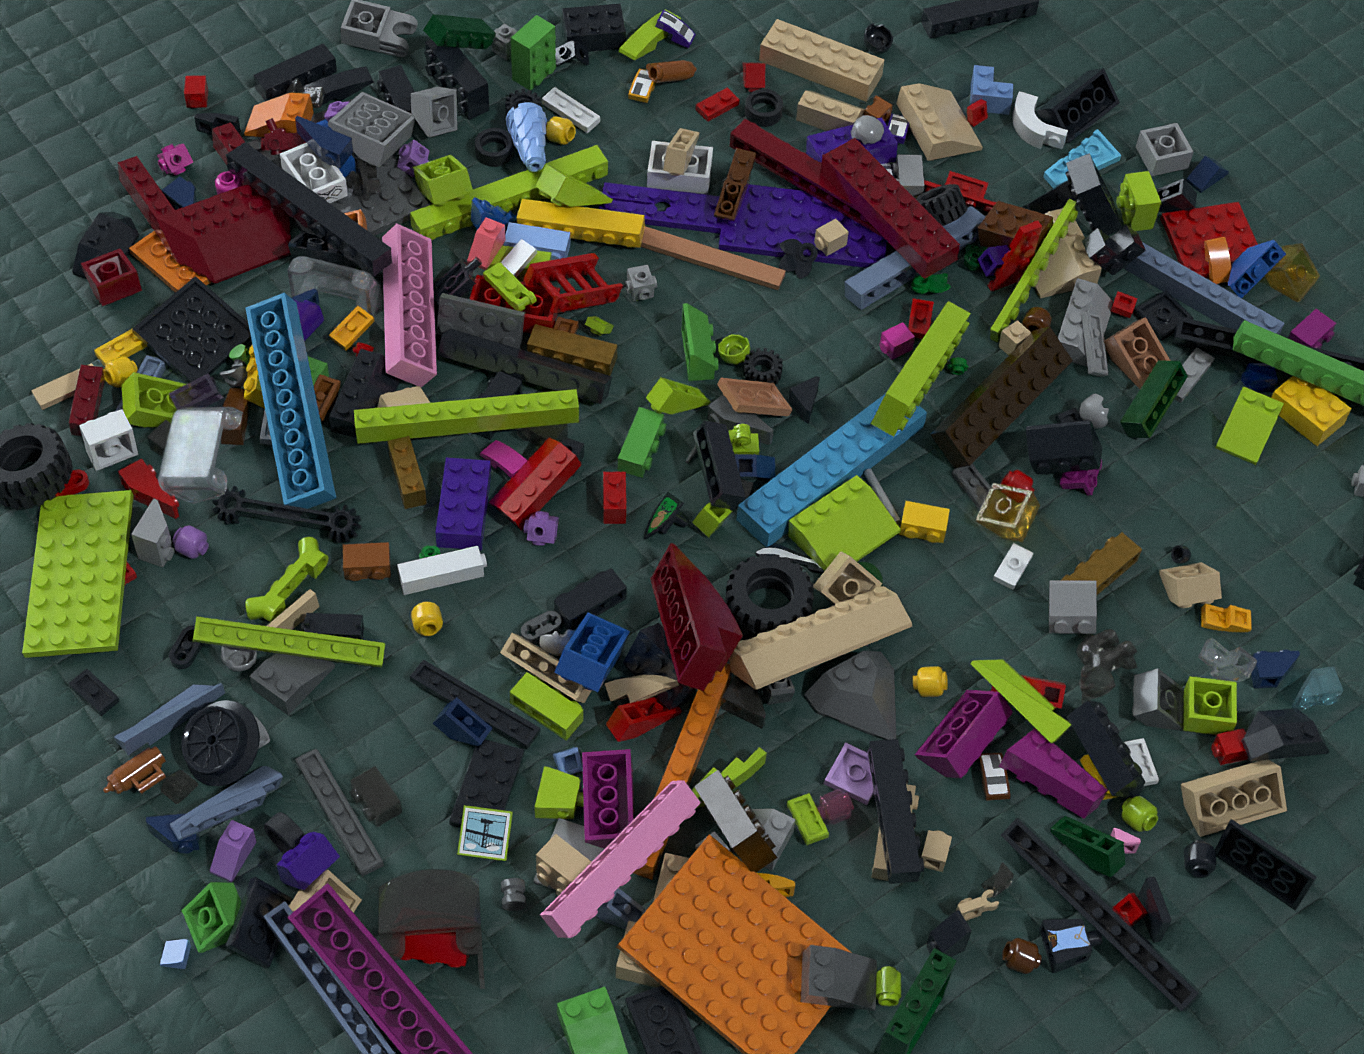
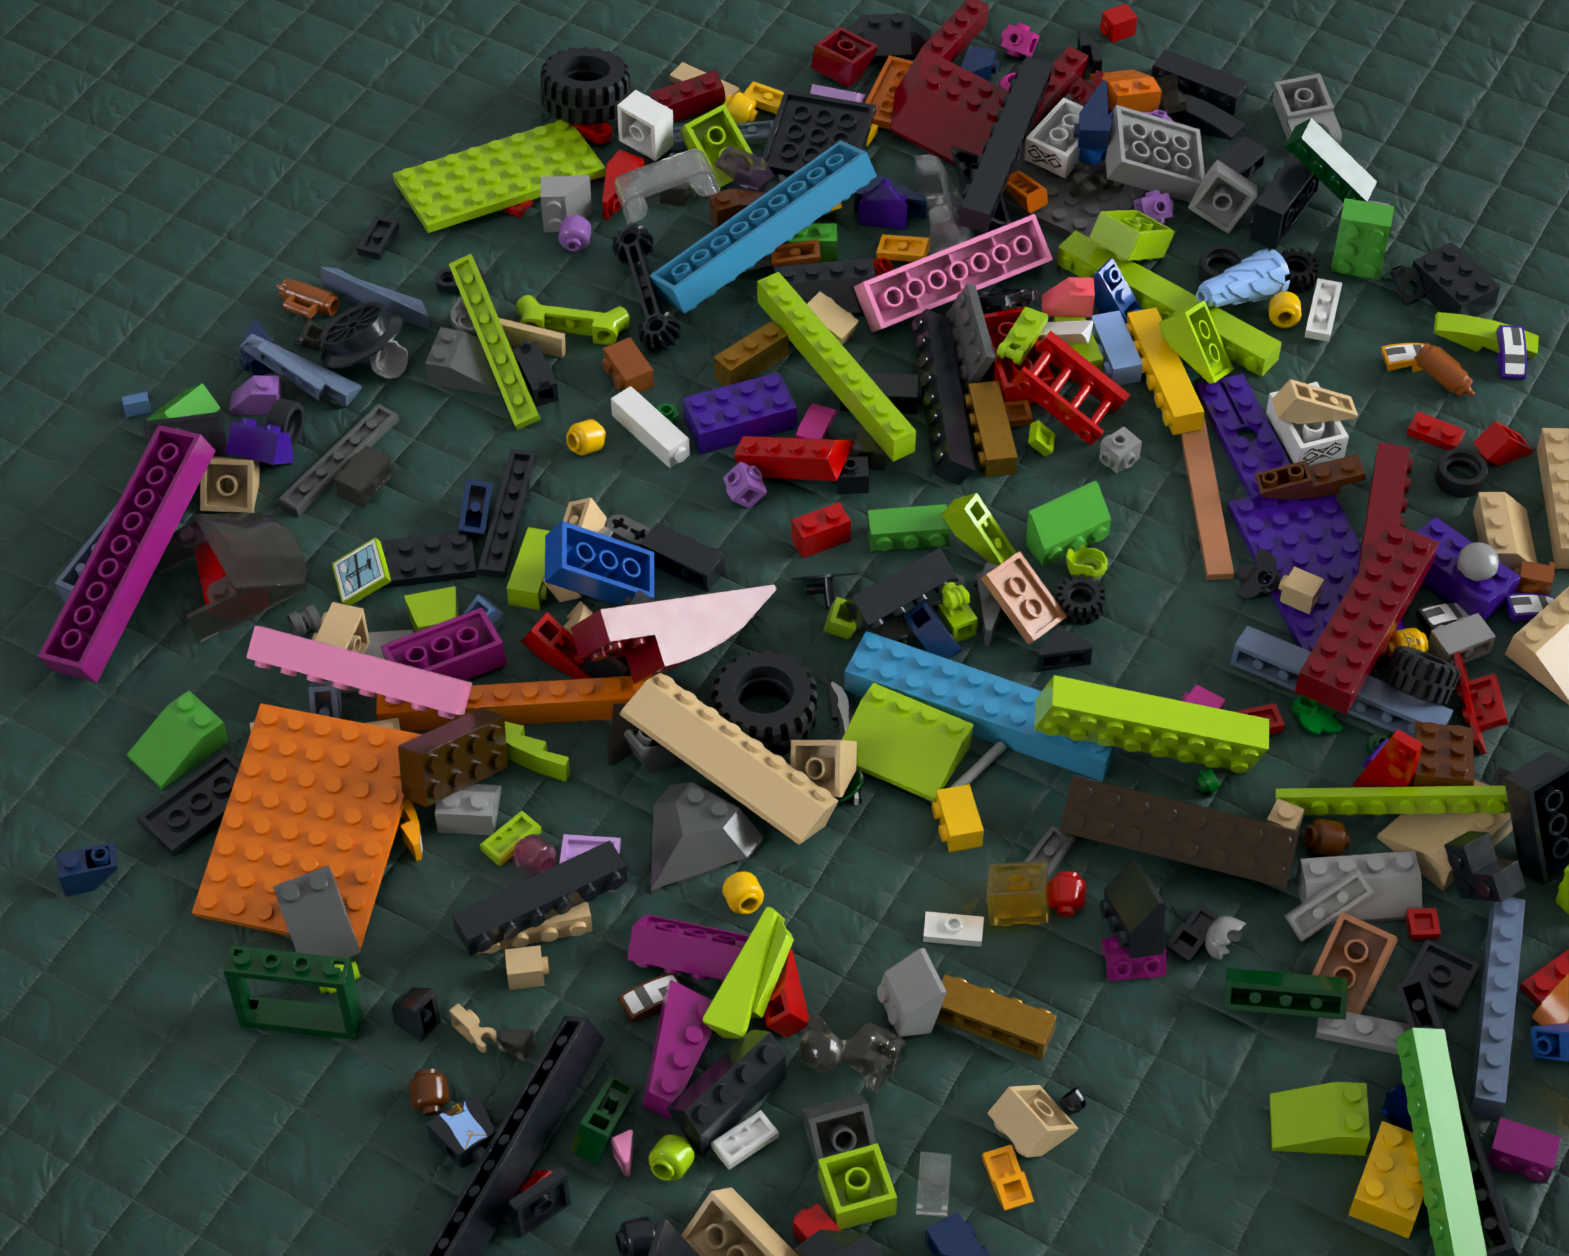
camera: 70 degrees right, 5 degrees down
(154, 298) = (837, 93): none -> lavender plate

